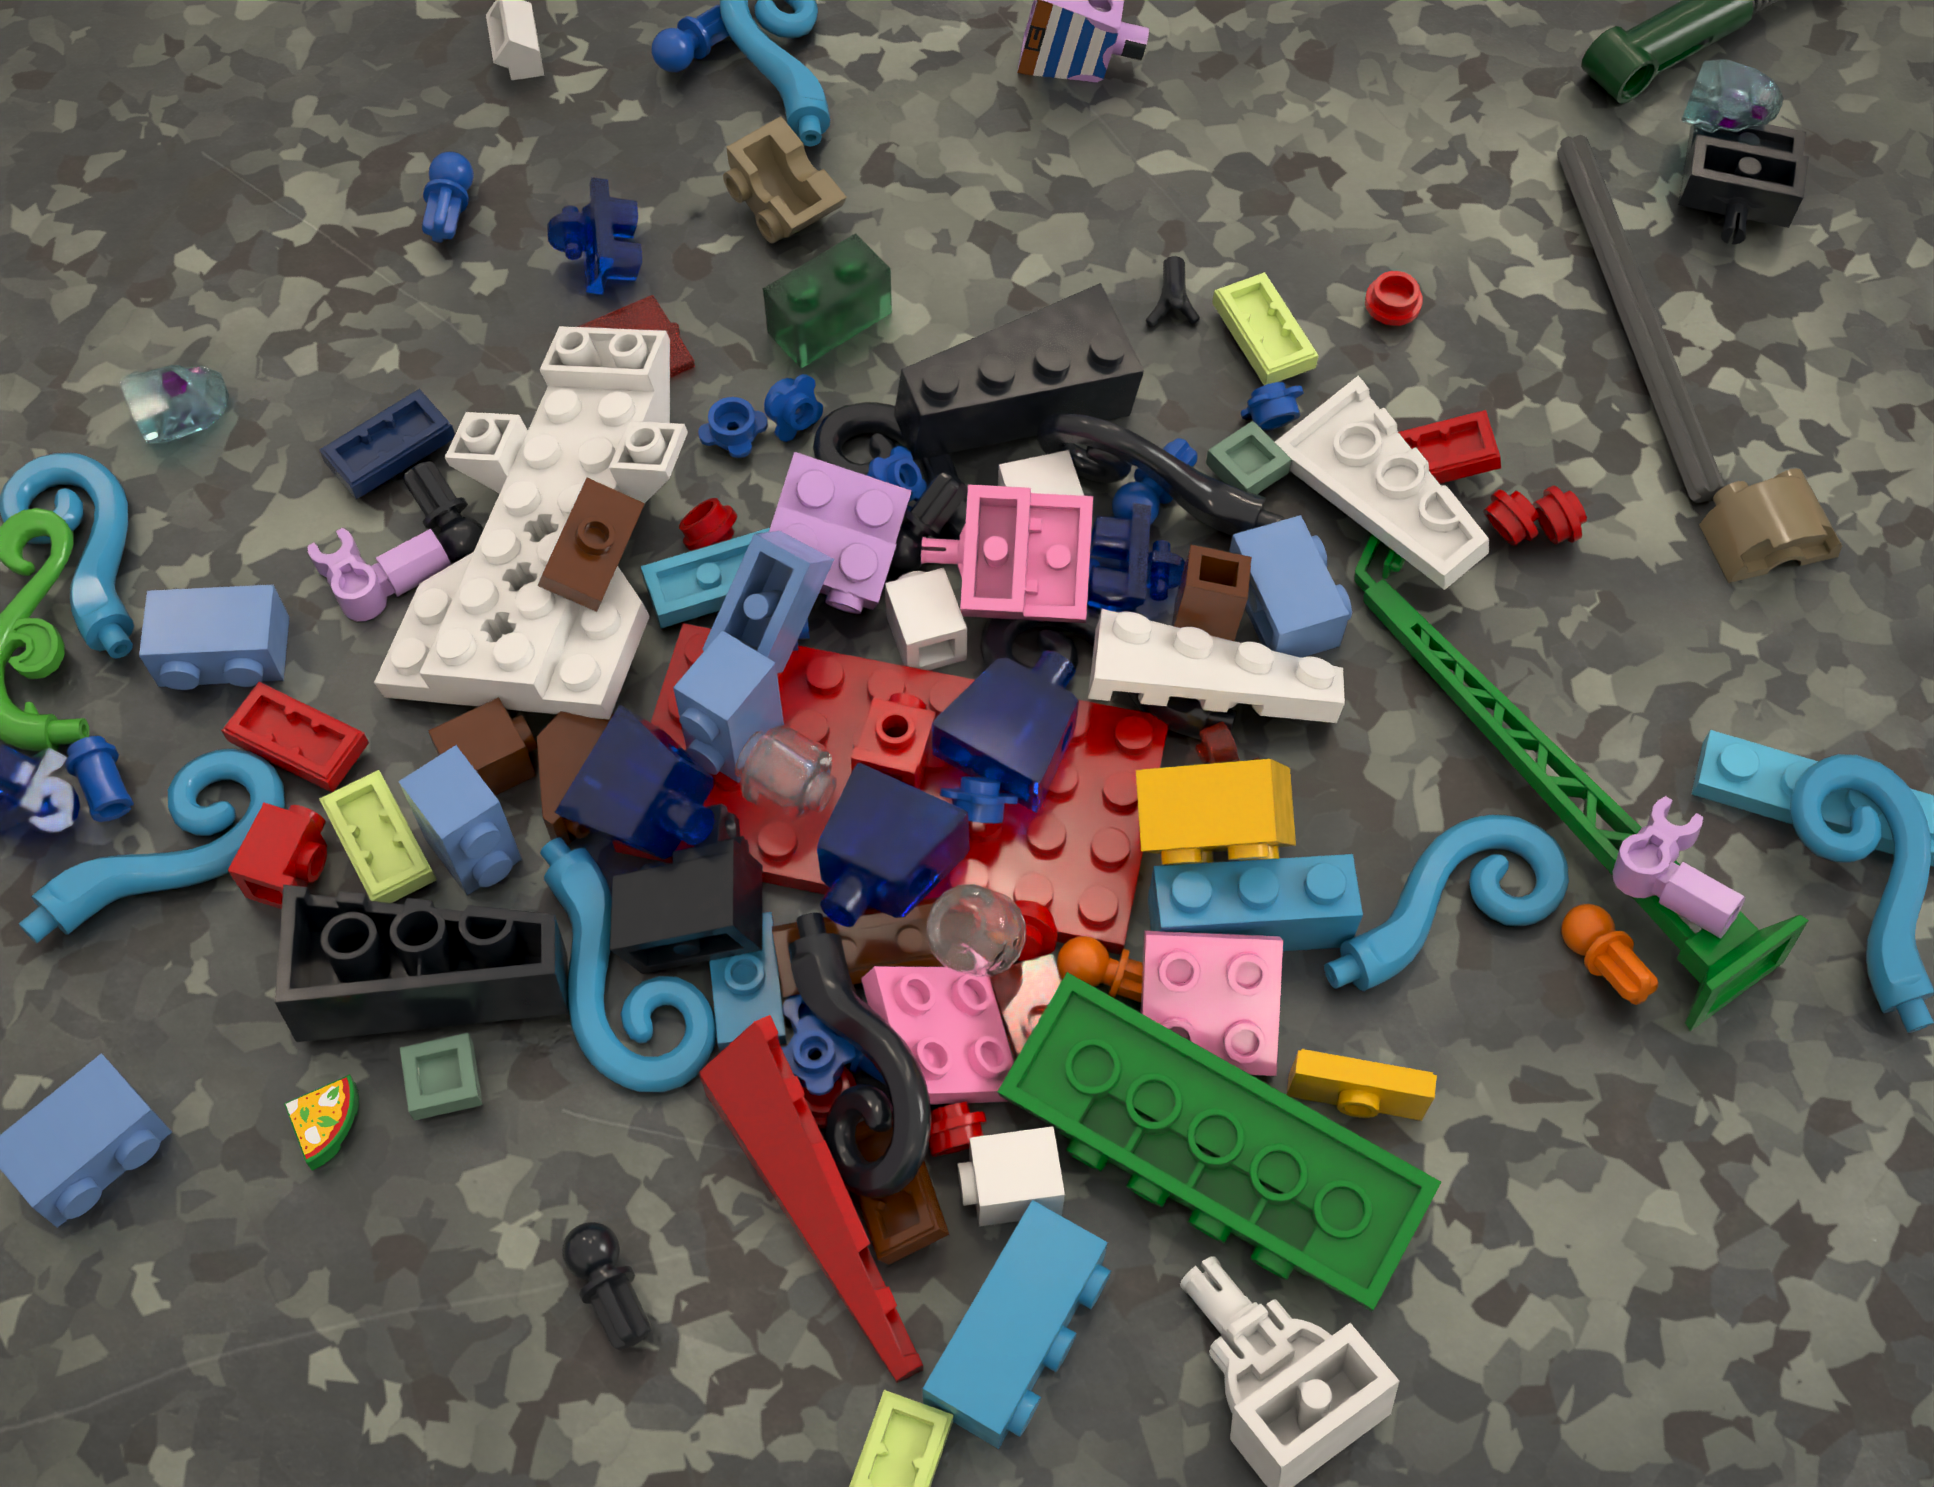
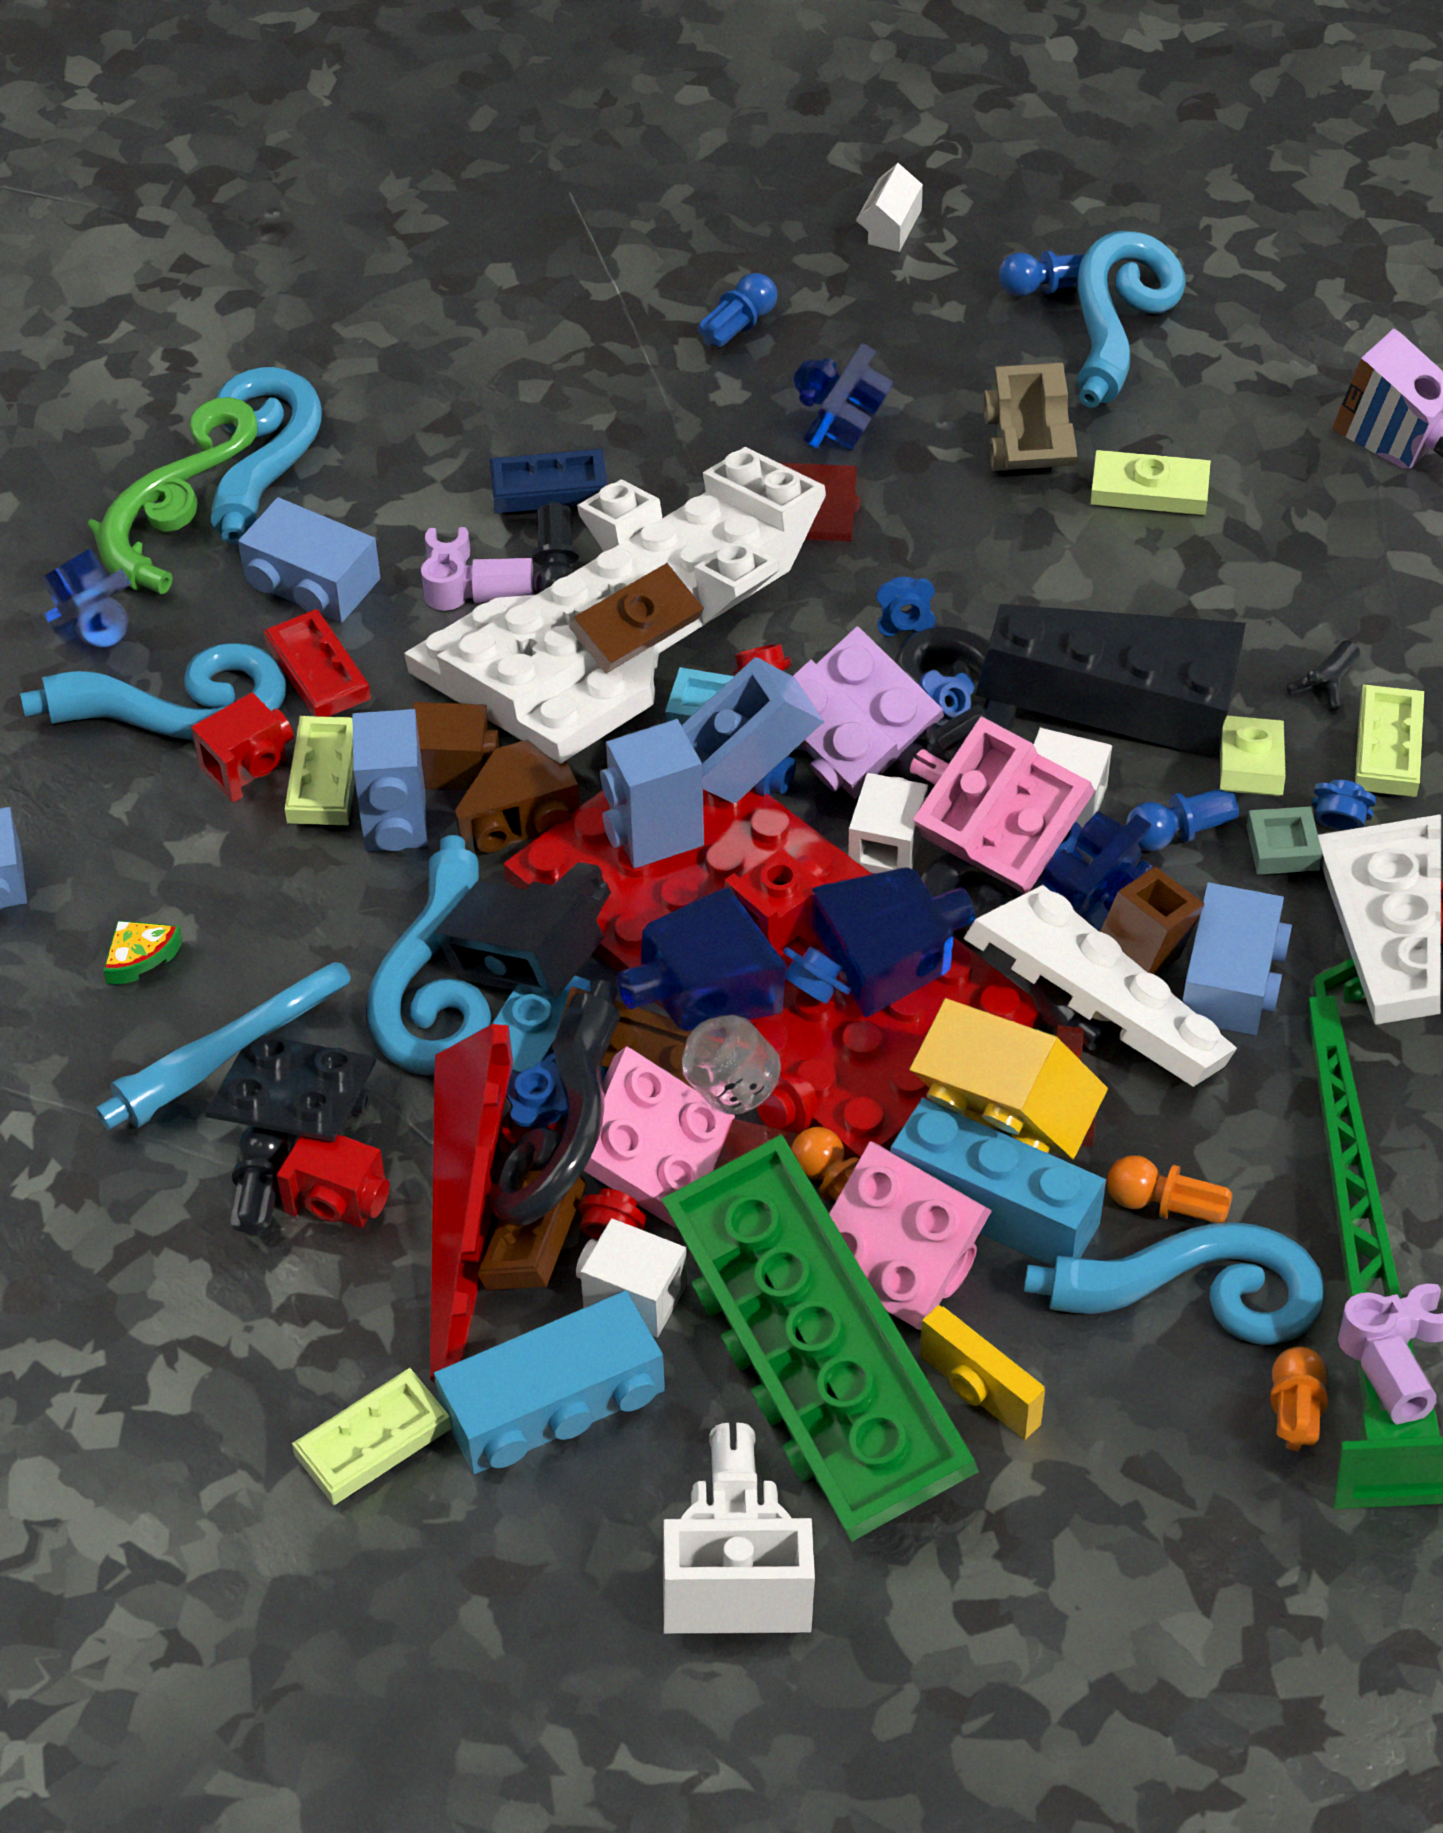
camera: 35 degrees right, 10 degrees down
(94, 766) = (154, 611): blue pin -> none
(174, 400) = (405, 371): clear light blue rock -> none
(412, 966) = (279, 869): black wedge -> none
(440, 1076) = (245, 963): sand green plate -> none
(512, 1118) = (143, 1093): none -> dark azure plant
(584, 1182) = (294, 1088): none -> black hinge
(640, 789) = (542, 820): clear blue torso -> none
(682, 1244) = (334, 1180): none -> red brick
(732, 413) = (843, 598): blue plate -> none
(785, 773) = (668, 869): clear head -> none
(828, 300) = (999, 534): clear green brick -> none
(911, 191) = (1150, 482): none -> yellowish green plate
(1115, 449) = (1152, 773): black plant -> none
(1179, 400) = (1252, 756): none -> yellowish green plate
(1357, 834) = (1137, 1183): none -> orange axle

